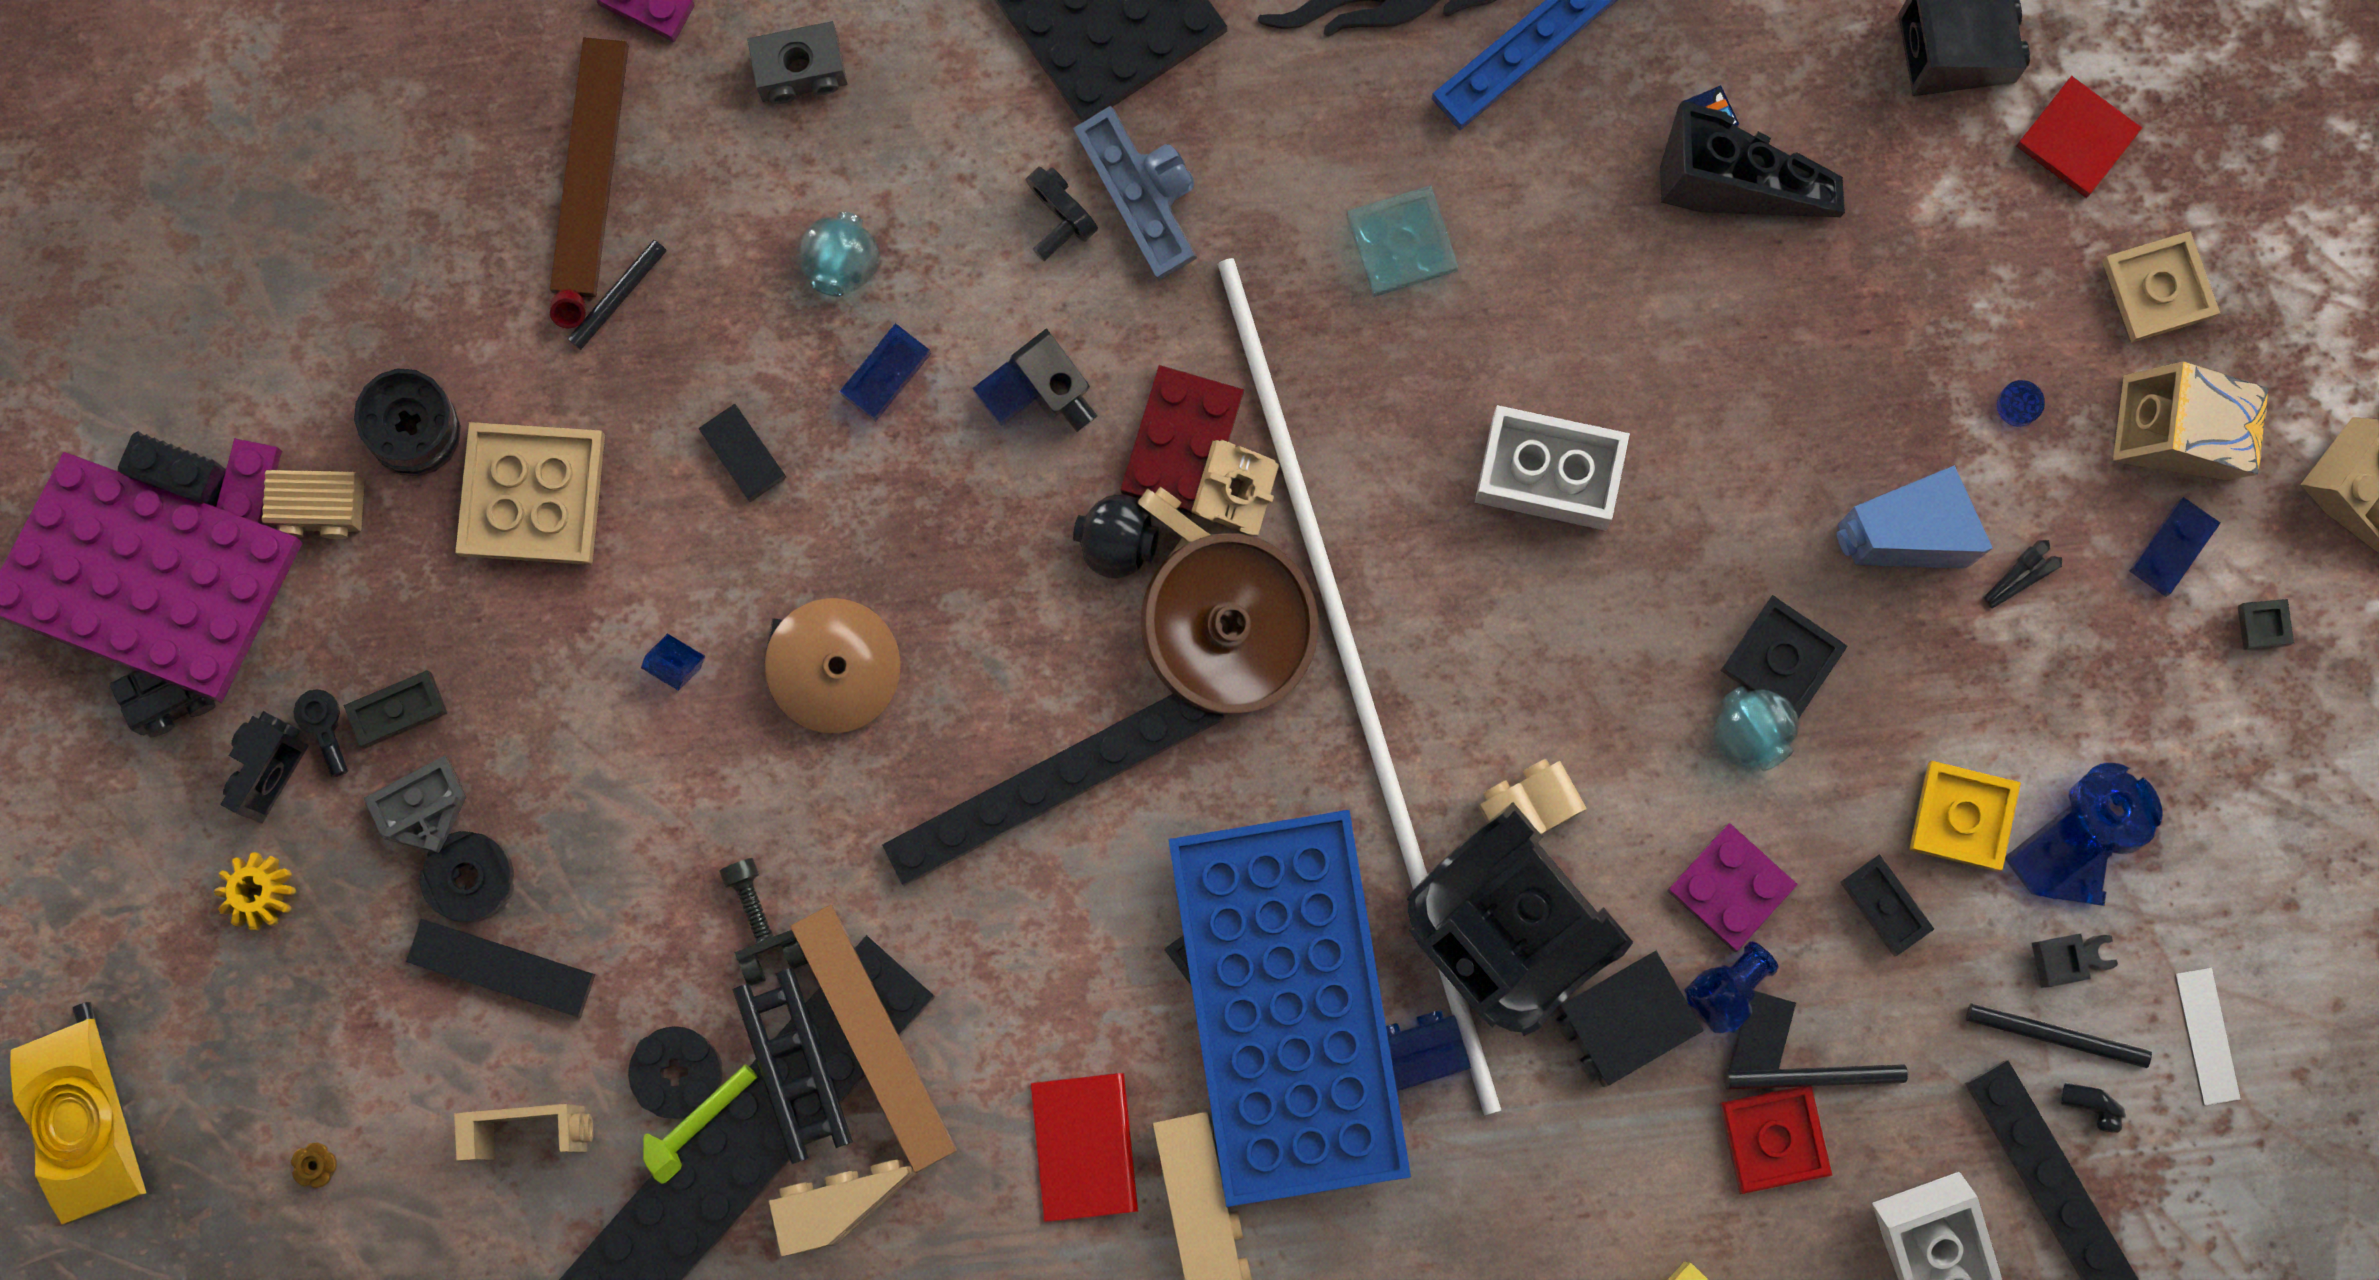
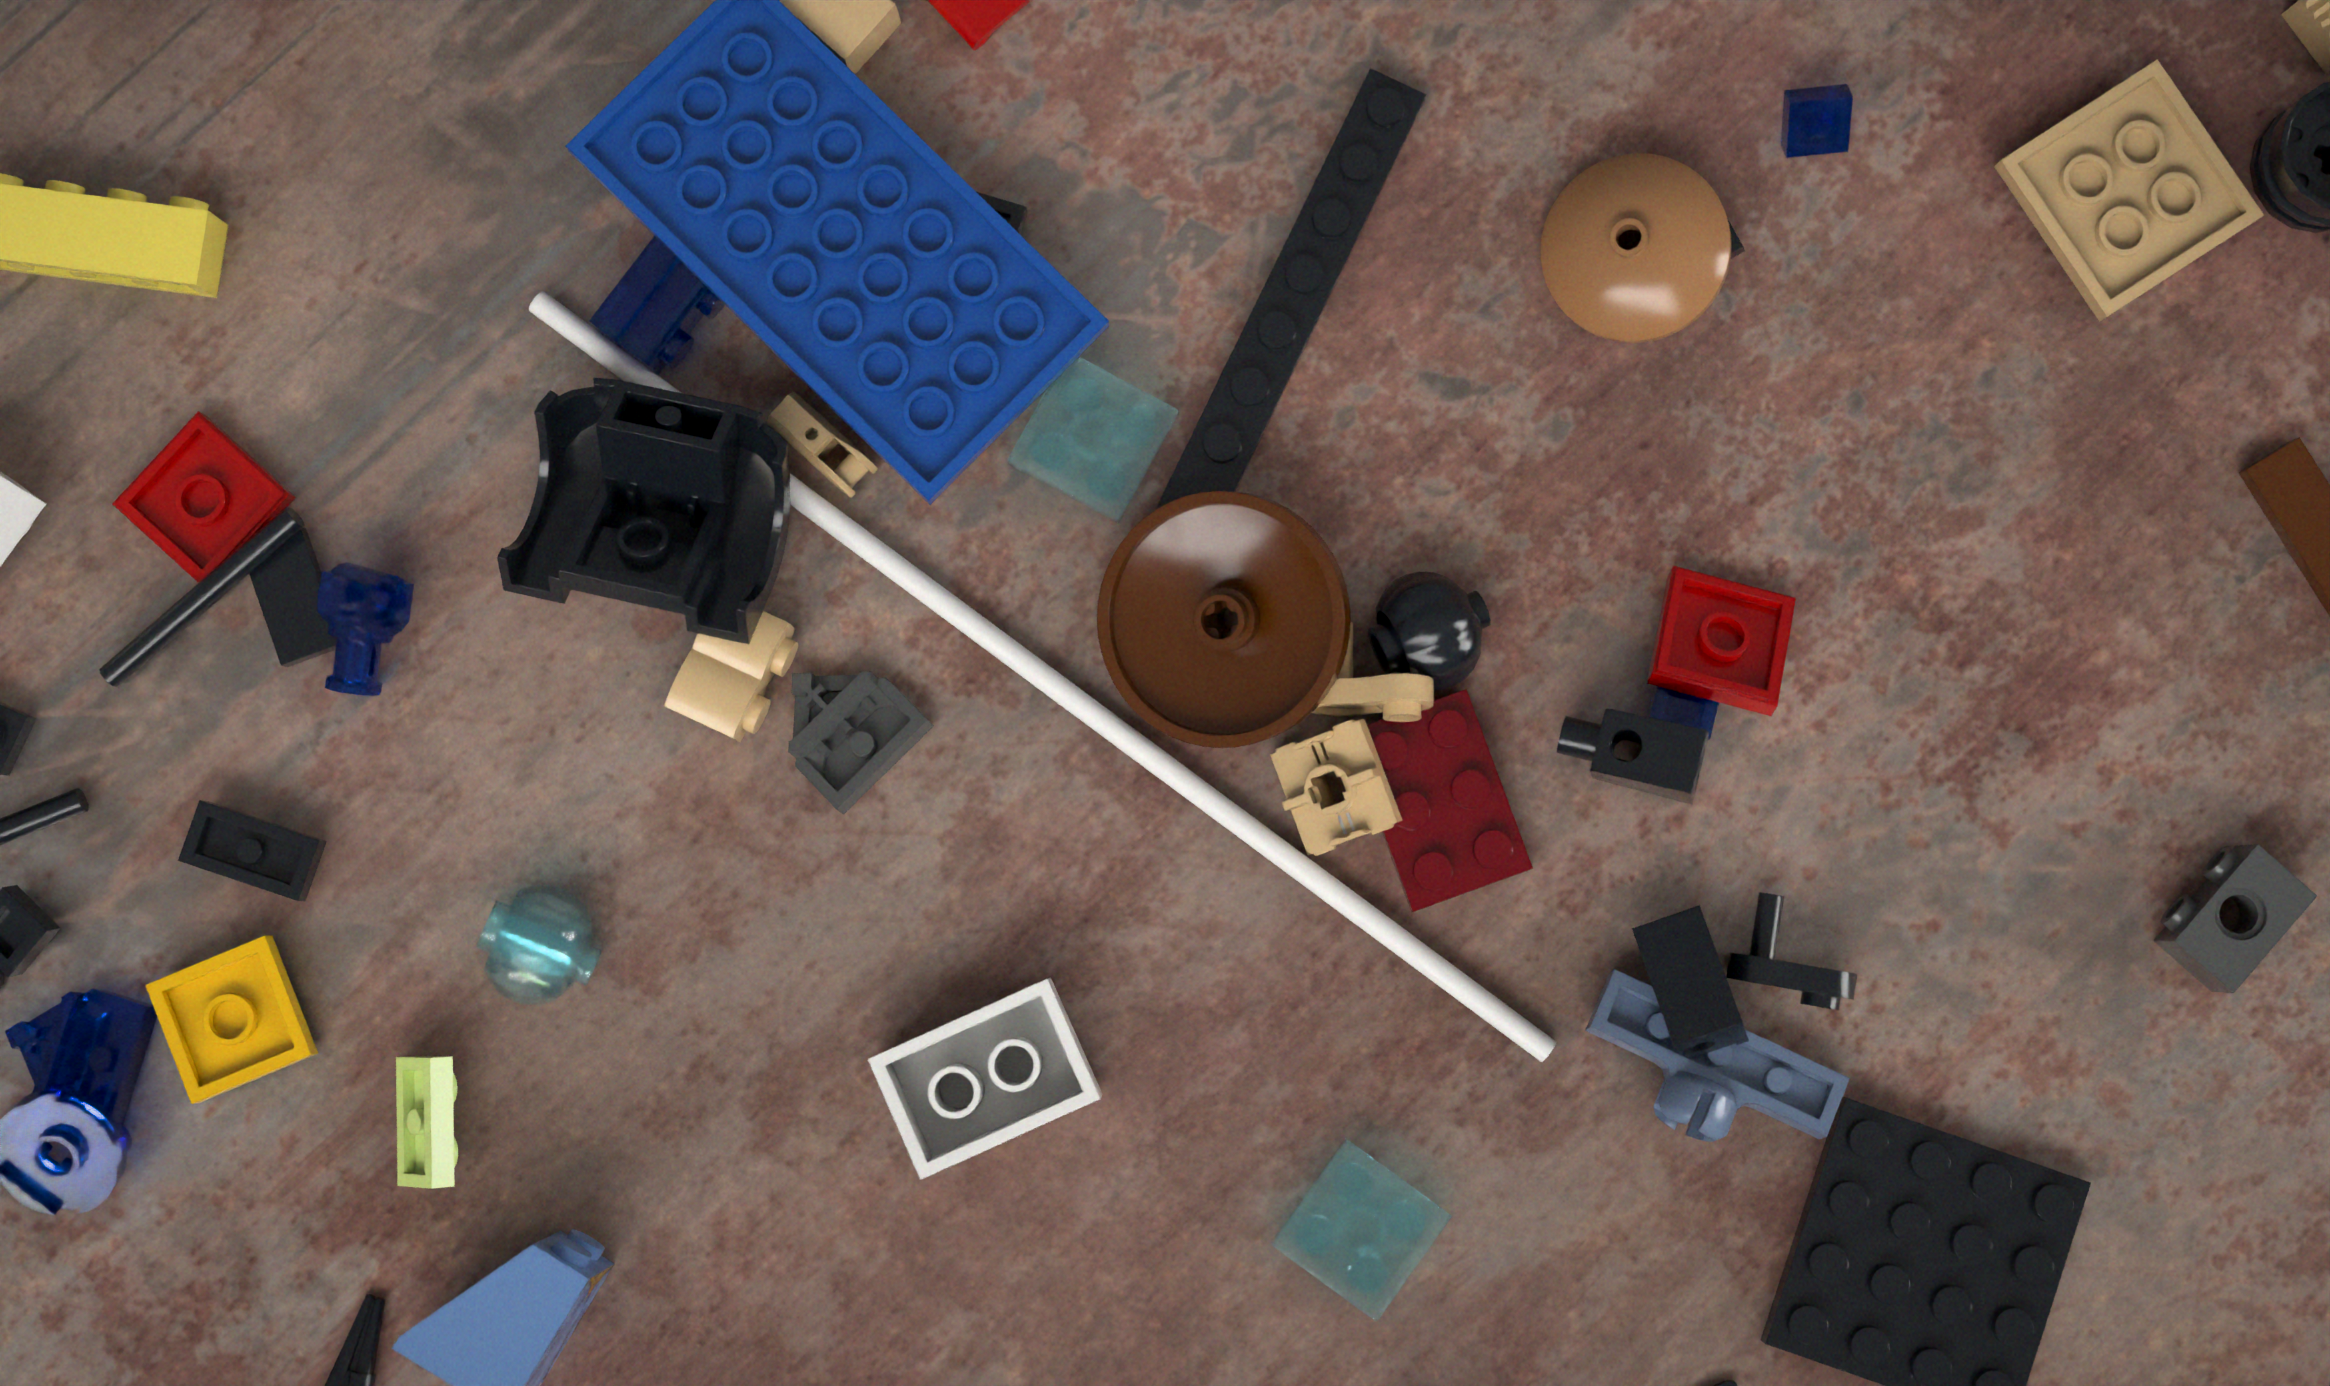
camera: 145 degrees right, 5 degrees up
(567, 309) = (2260, 429): dark red hinge -> none
(617, 294) = (2217, 491): black bar -> none
(742, 452) = (1928, 415): black tile -> none
(837, 254) = (2003, 723): clear light blue plant -> none
(885, 372) = (1839, 626): clear blue plate -> none
(957, 410) = (1721, 641): none -> red tile
(1122, 238) = (1690, 983): none -> black hinge
(1225, 784) = (1093, 438): none -> clear light blue plate
(1385, 908) = (815, 438): none -> tan bar
(1488, 722) = (850, 732): none -> dark grey slope
(1628, 1020) = (453, 505): black brick -> none
(1732, 887) = (443, 745): magenta plate -> none
(1784, 655) = (565, 1056): black plate -> none
(1891, 676) = (425, 1121): none -> yellowish green plate

